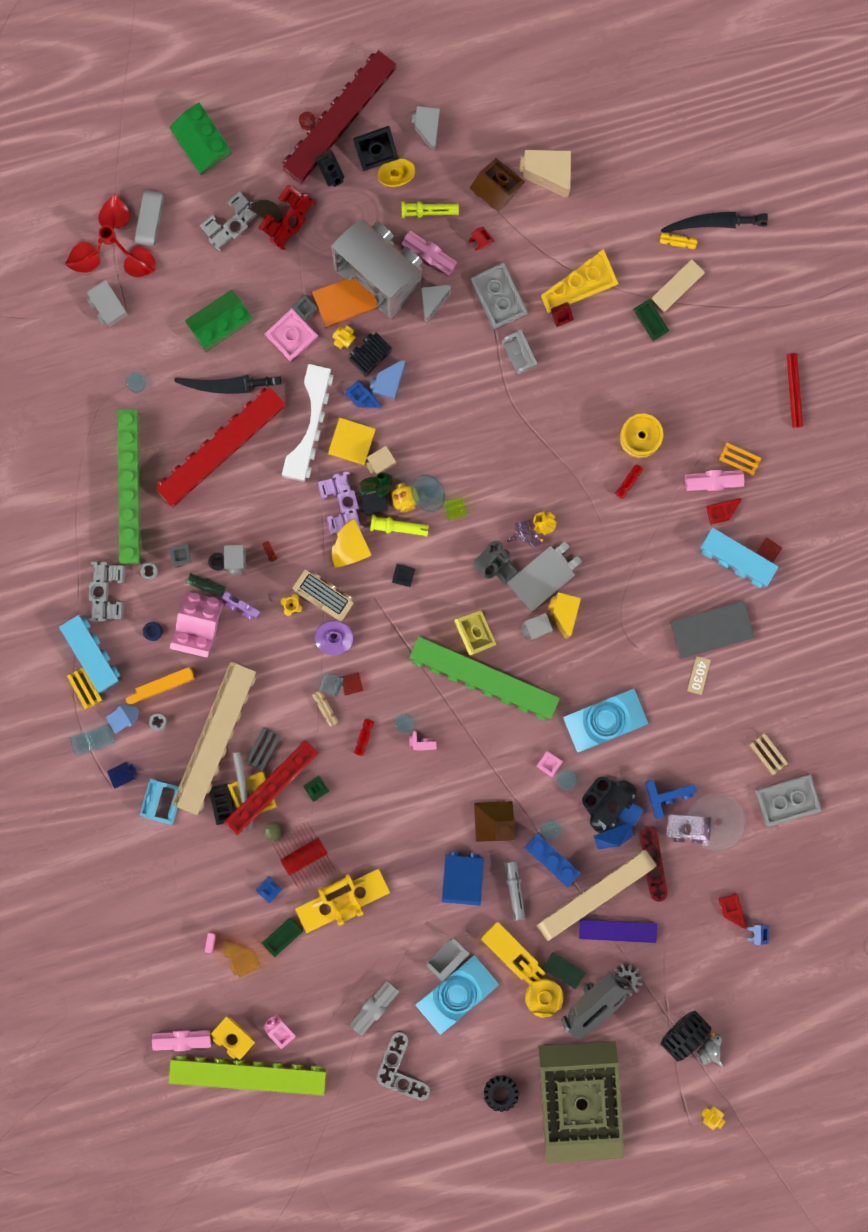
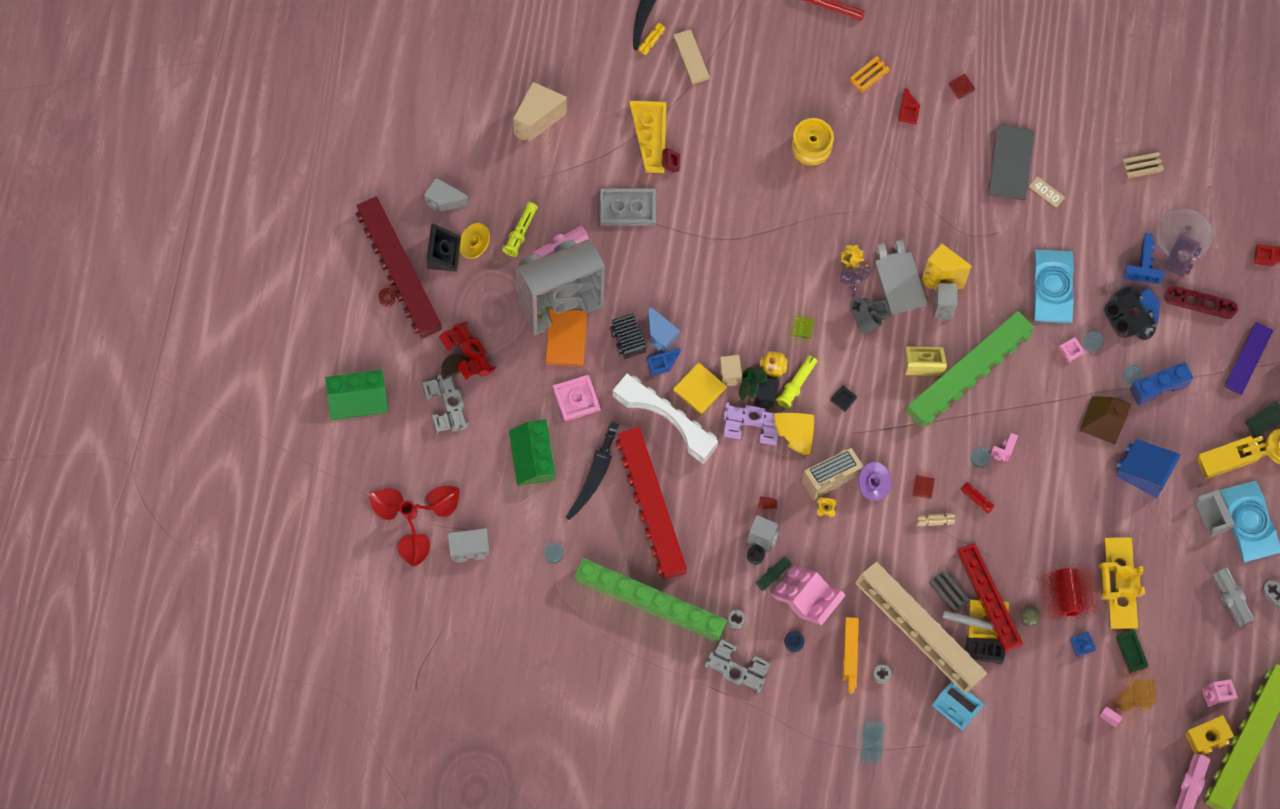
camera: 60 degrees left, 15 degrees down
(90, 654) = (790, 706): medium azure brick -> none
(92, 702) = (821, 726): yellow tile -> none
(122, 717) = (864, 703): medium blue tile -> none
(122, 774) = (917, 728): clear blue bracket -> none
(149, 217) = (407, 472): light grey beam -> none
(180, 555) = (736, 582): dark grey panel -> none
(233, 603) = (812, 546): medium lavender wing -> none
(304, 308) = (557, 374): dark grey tile -> none
(316, 788) = (1006, 560): dark green tile -> none
(330, 169) = (443, 294): black hips -> none
(331, 684) = (916, 503): clear light blue tile -> none
(344, 337) = (602, 351): yellow gear -> none
(428, 493) = (779, 342): clear light blue dish -> none
(433, 299) = (611, 260): light grey slope -> none
(482, 237) = (569, 195): red tile -> none
(496, 184) = (527, 163): reddish brown slope -> none
(515, 890) = (1166, 425): light grey pin -> none
(519, 352) = (687, 210): light grey hinge -> none
(596, 895) = (1210, 360): tan beam -> none
(614, 837) = (1163, 323): blue slope -> none
(629, 481) = (847, 172): red axle -> none
(650, 320) = (710, 92): dark green tile -> none
(714, 480) = (879, 101): bright pink piece -> none
(738, 557) = (957, 112): medium azure brick -> none
(788, 800) = (1191, 167): light grey tile -> none

